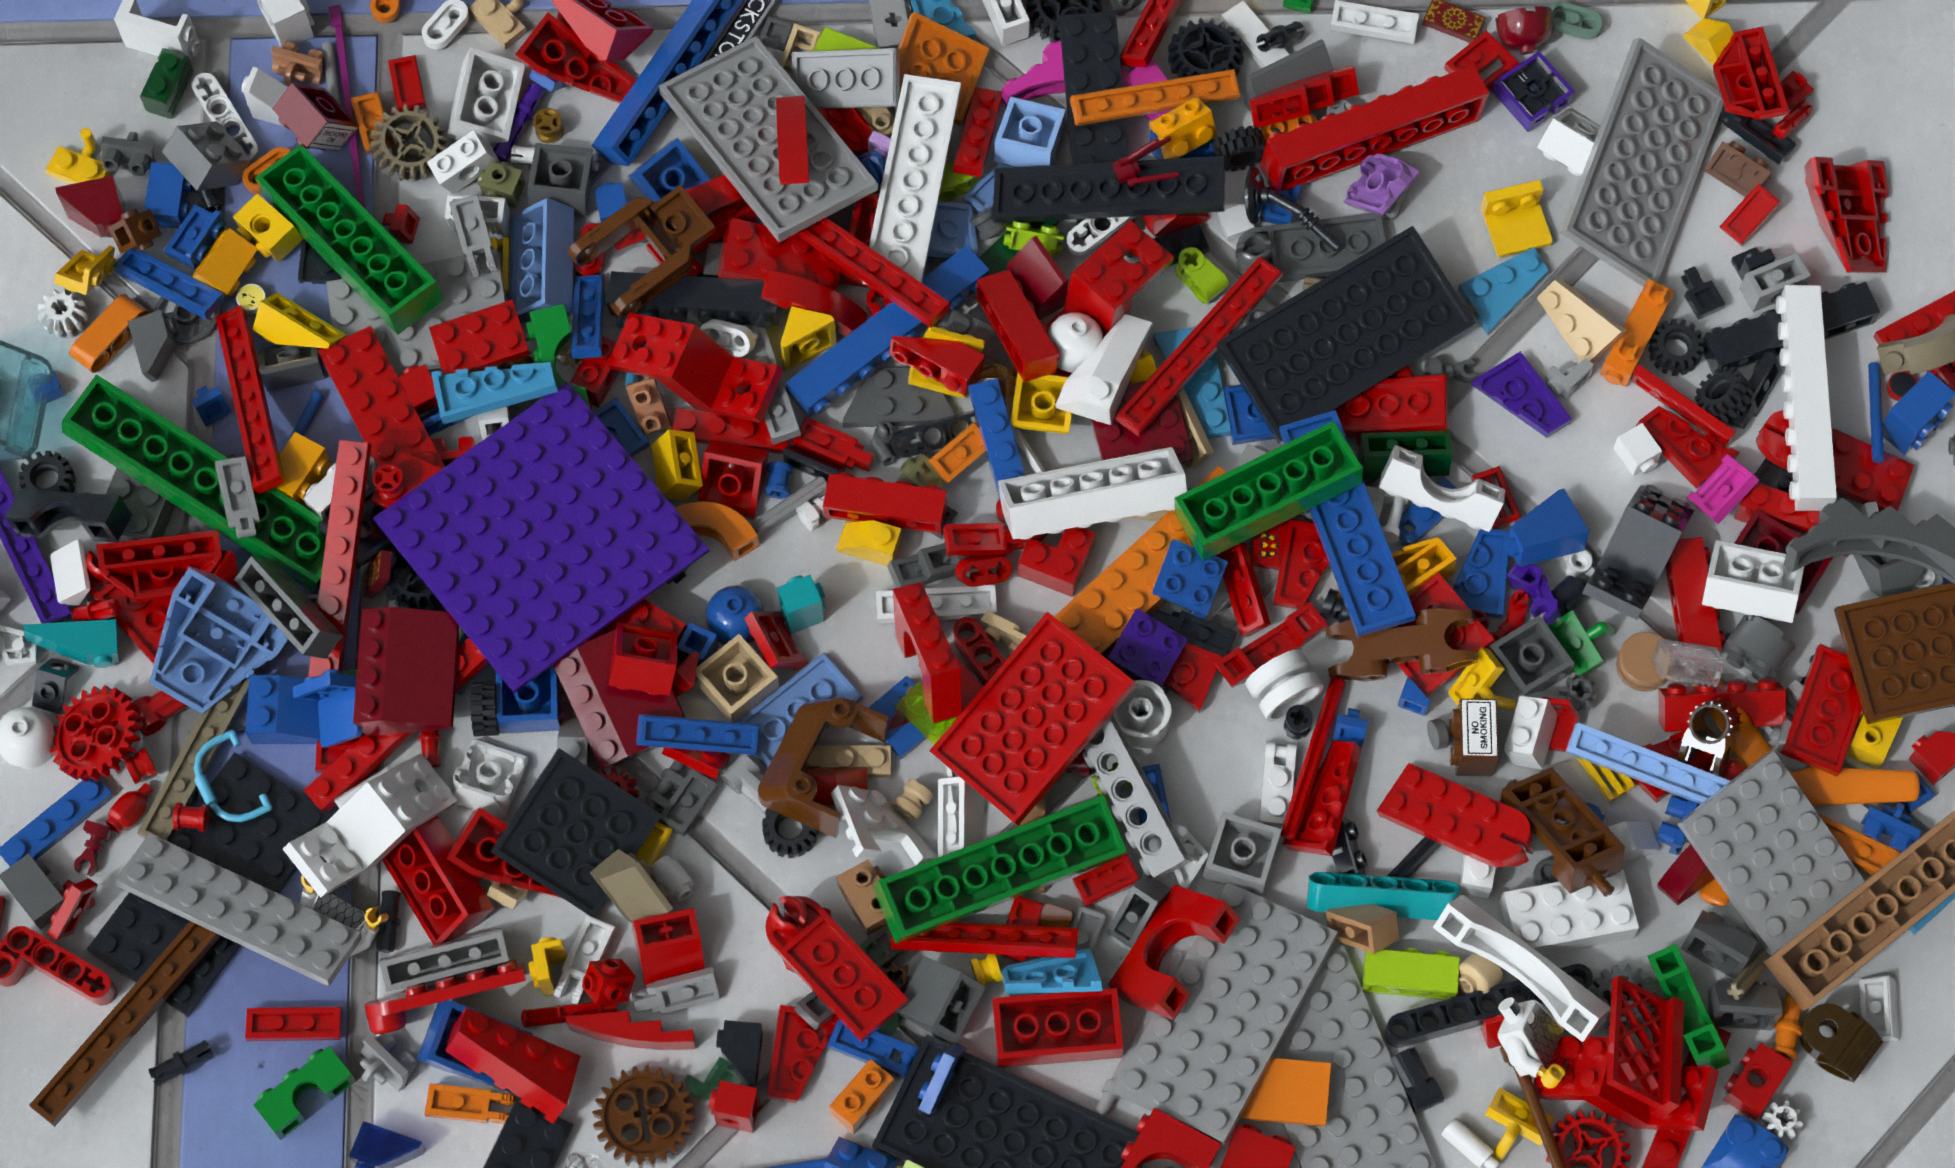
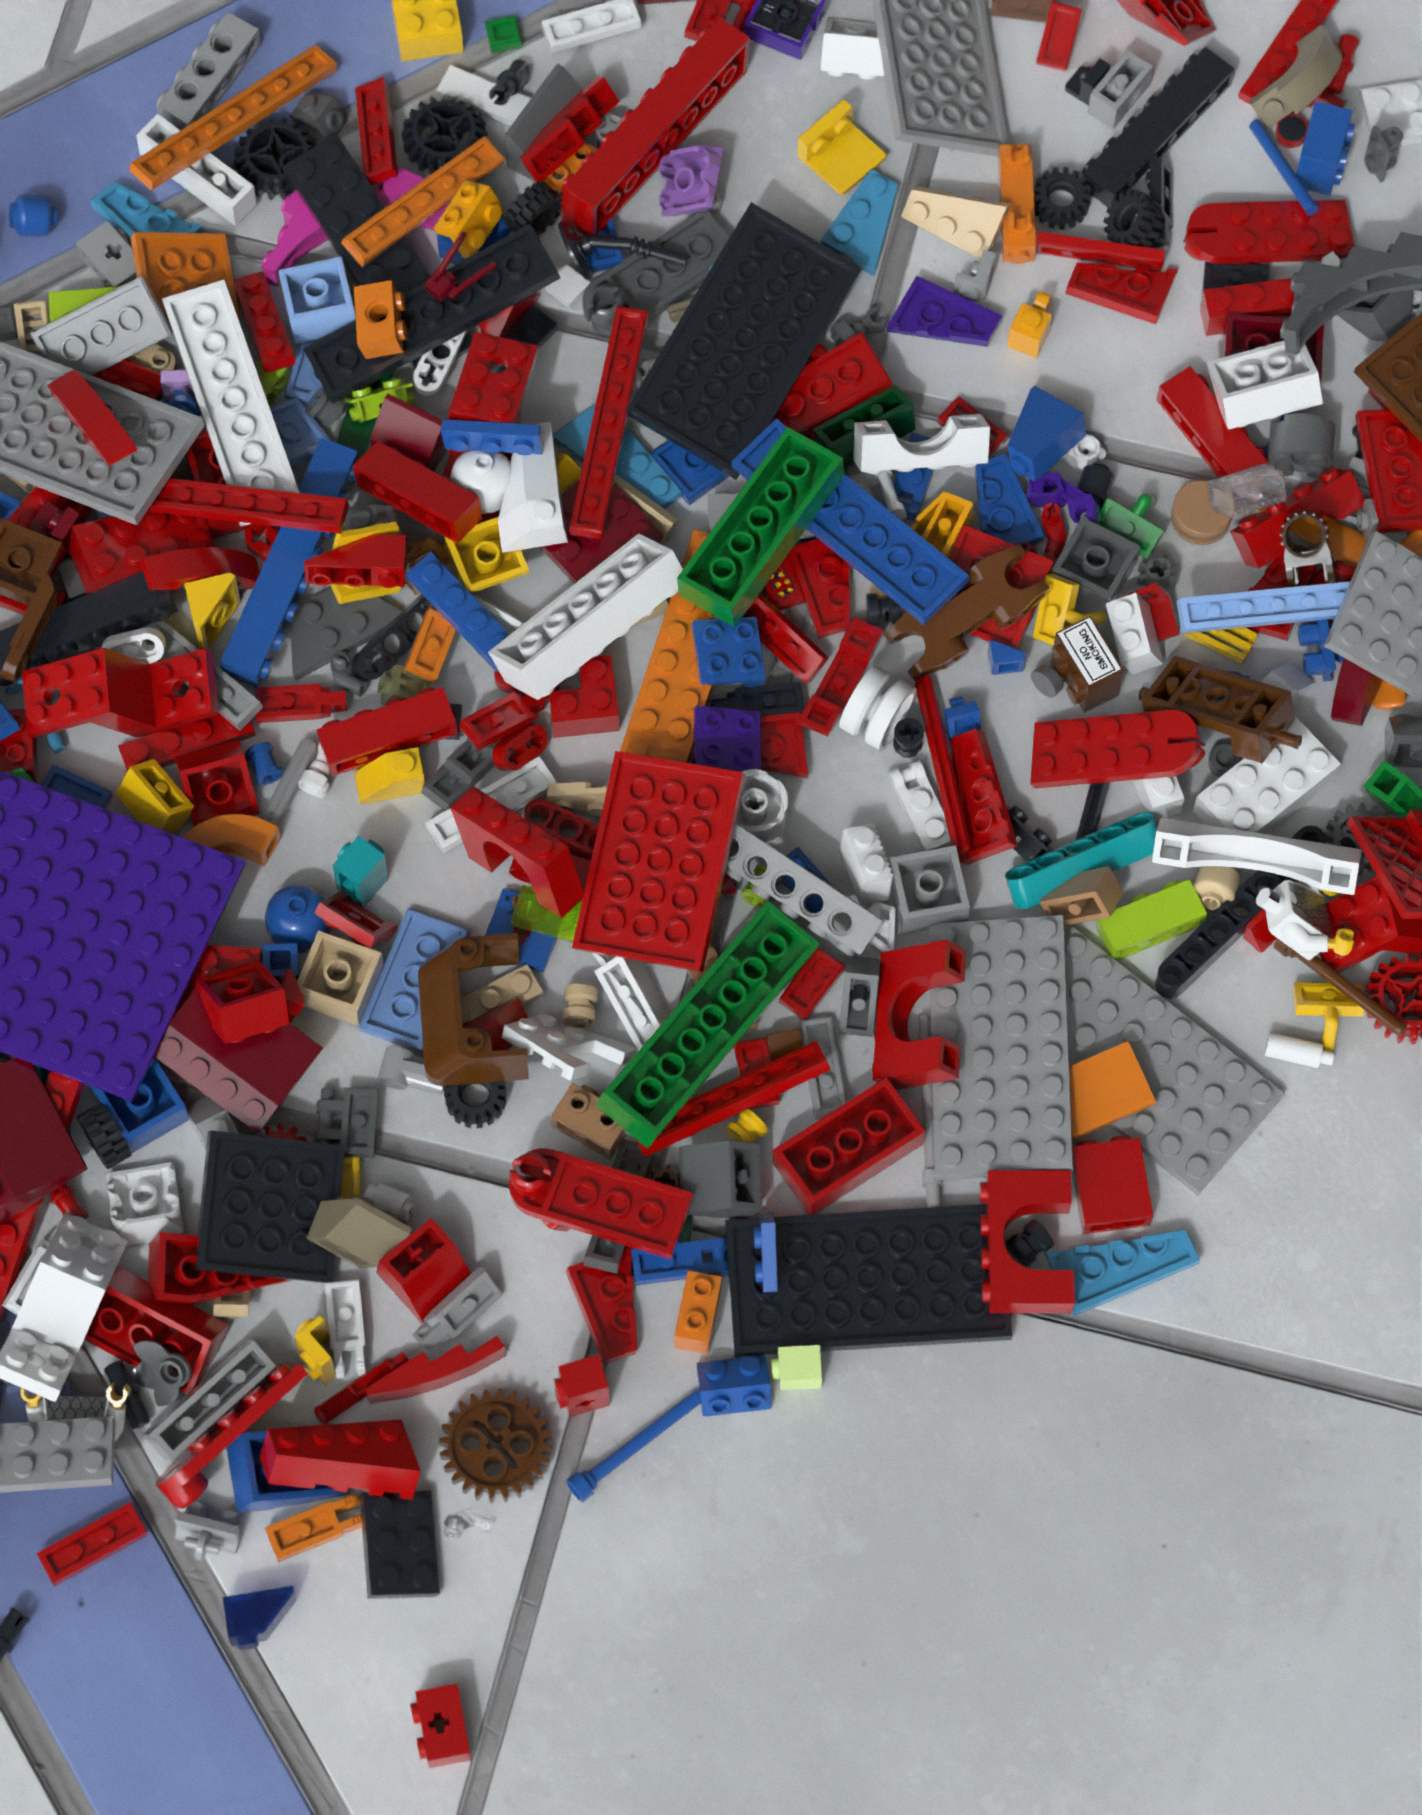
camera: 30 degrees left, 0 degrees up
(321, 1072) = (151, 1574): green arch -> none
(422, 917) = (158, 1373): none -> dark grey plate
(608, 981) = (386, 1334): red brick -> none
(649, 405) = (91, 755): nougat hips -> none
(697, 734) = (334, 1049): blue tile -> none
(706, 762) = (341, 1072): red plate -> none
(720, 1071) = (547, 1371): clear green bracket -> none
(721, 207) = (53, 521): none -> dark red bracket
(742, 1047) = (553, 1330): black slope -> none
(810, 463) = (287, 732): black slope -> none
(1053, 975) = (817, 1098): dark azure wing -> none
(1063, 159) = (371, 304): none -> orange brick
(1095, 311) = (492, 437): none -> blue plate
(1200, 275) = (566, 355): lime piece -> none
(1203, 806) = (866, 864): none -> white brick
(1419, 1087) = (1220, 1021): black piece -> none
(1590, 439) = (1031, 326): none -> light orange brick
(1638, 450) = (1081, 314): white brick -> none
(1638, 551) = (1140, 408): black bracket -> none
(1701, 296) = (1057, 138): black plate -> none
(1723, 489) = (1184, 311): dark pink plate -> none
(1807, 397) = (1216, 183): white brick -> none

